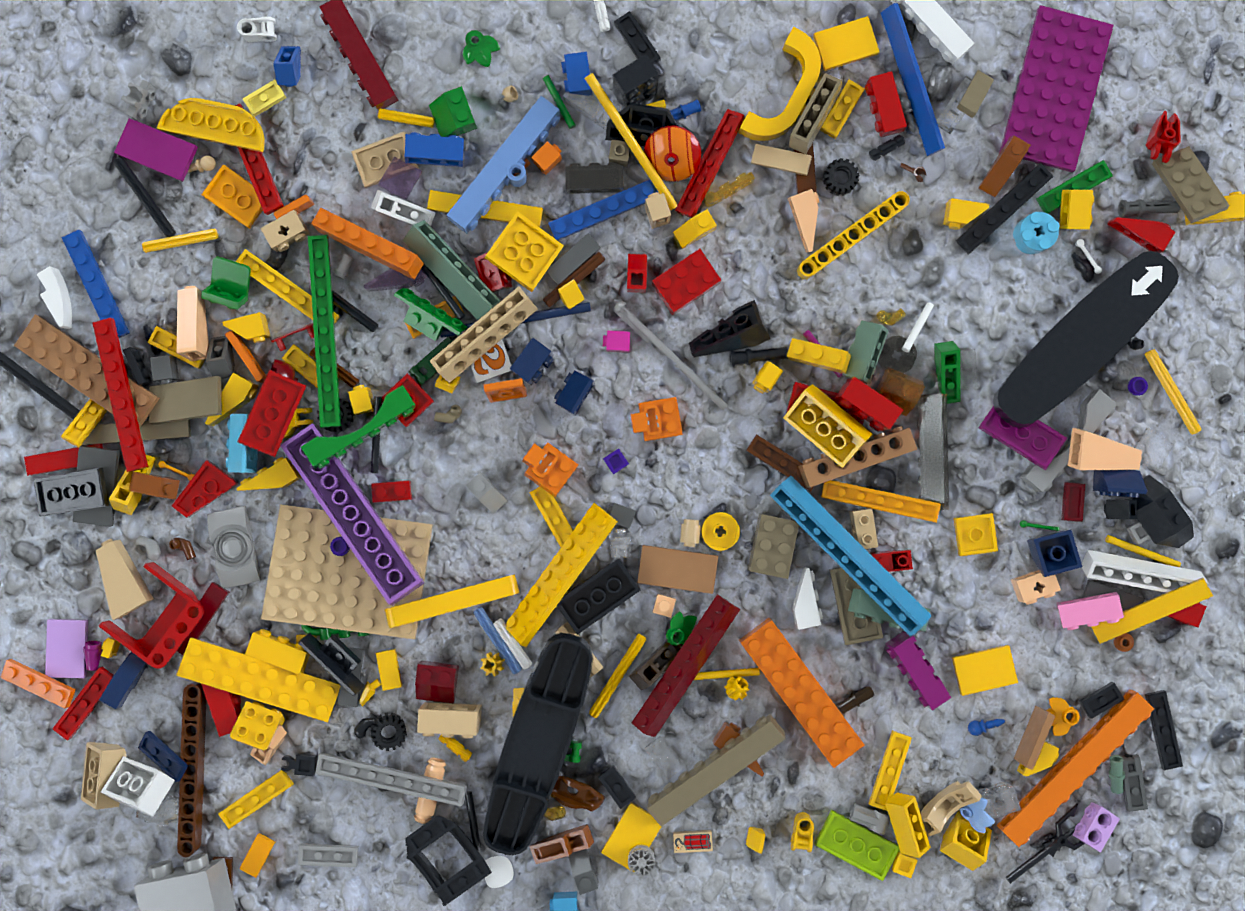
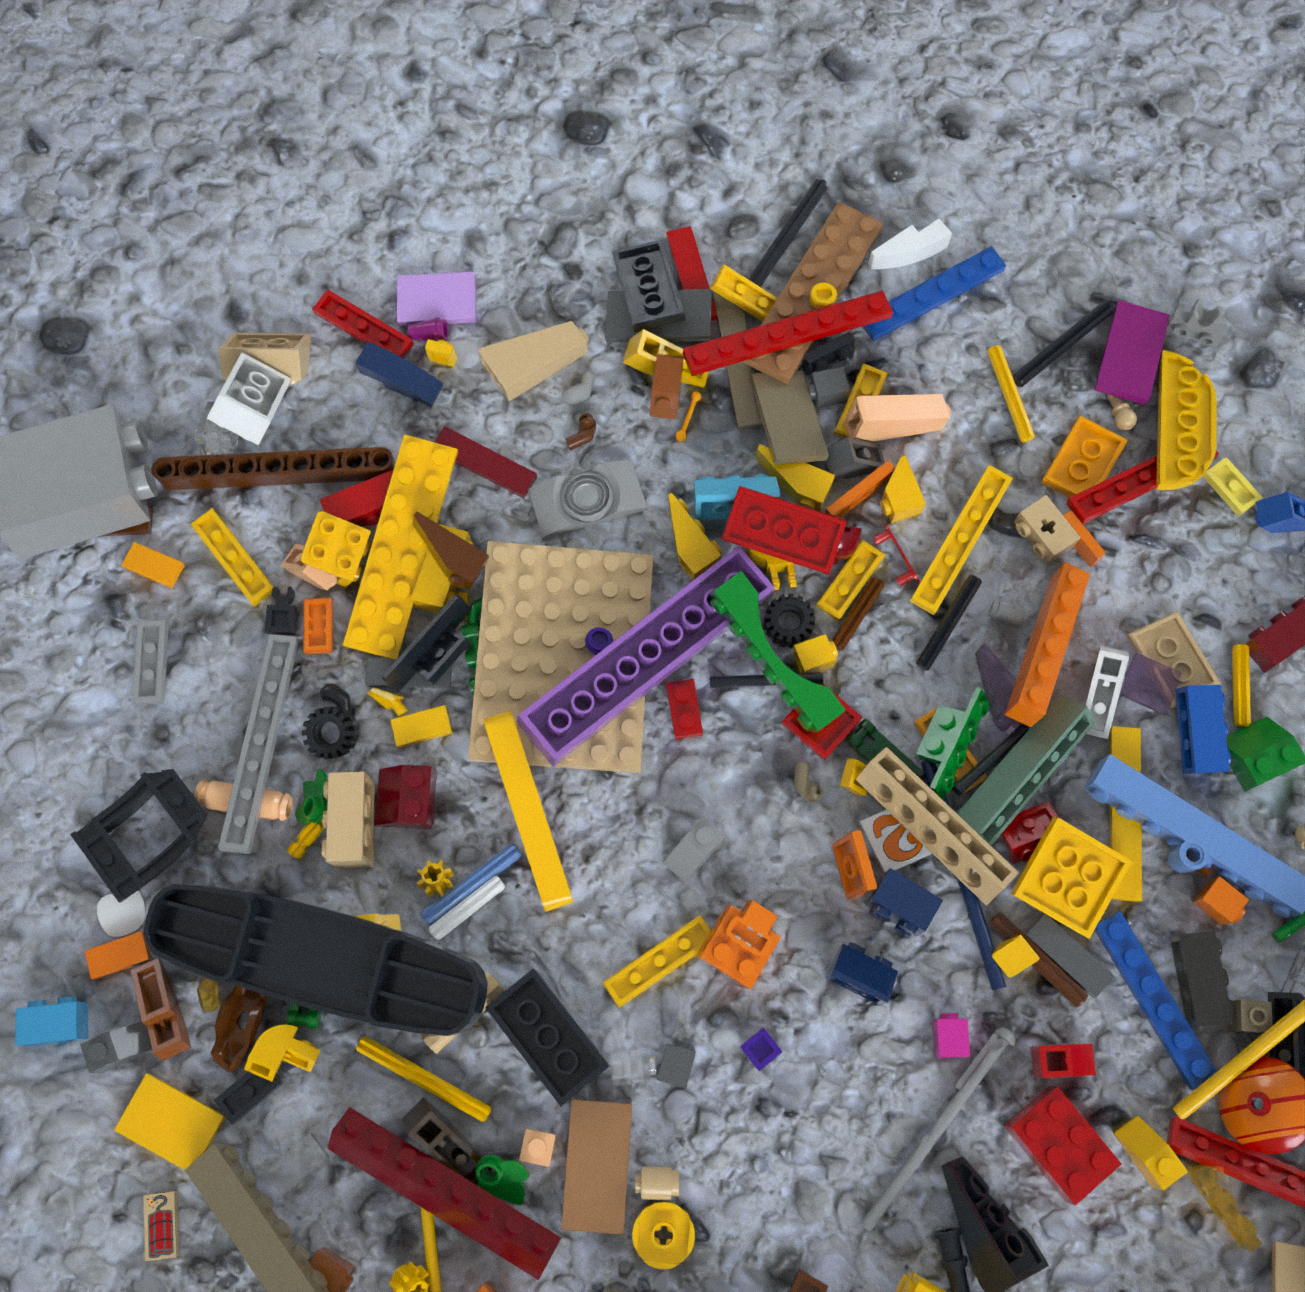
camera: 85 degrees right, 15 degrees down
(37, 683) = (388, 267): orange plate -> none
(92, 366) = (823, 295): none -> yellow tile
(162, 756) = (291, 429): dark blue tile -> none
(169, 629) = (470, 424): red windscreen -> none
(203, 488) = (666, 452): red wing -> none
(228, 283) = (960, 460): green bracket -> none
(272, 641) = (455, 556): none -> reddish brown slope
(311, 738) = (318, 626): none -> orange plate
(324, 331) = (909, 593): green plate -> none
(436, 743) = (314, 800): none -> green plate
(472, 820) = (198, 868): black bar -> none
(525, 873) = (117, 955): none -> orange tile
(560, 574) = (579, 974): yellow plate -> none
(590, 767) = (278, 1046): none -> yellow brick
(641, 860) = (132, 1141): light grey wheel -> none
(657, 210) = (1171, 1087): tan brick -> none
(657, 419) = (834, 1113): orange piece -> none

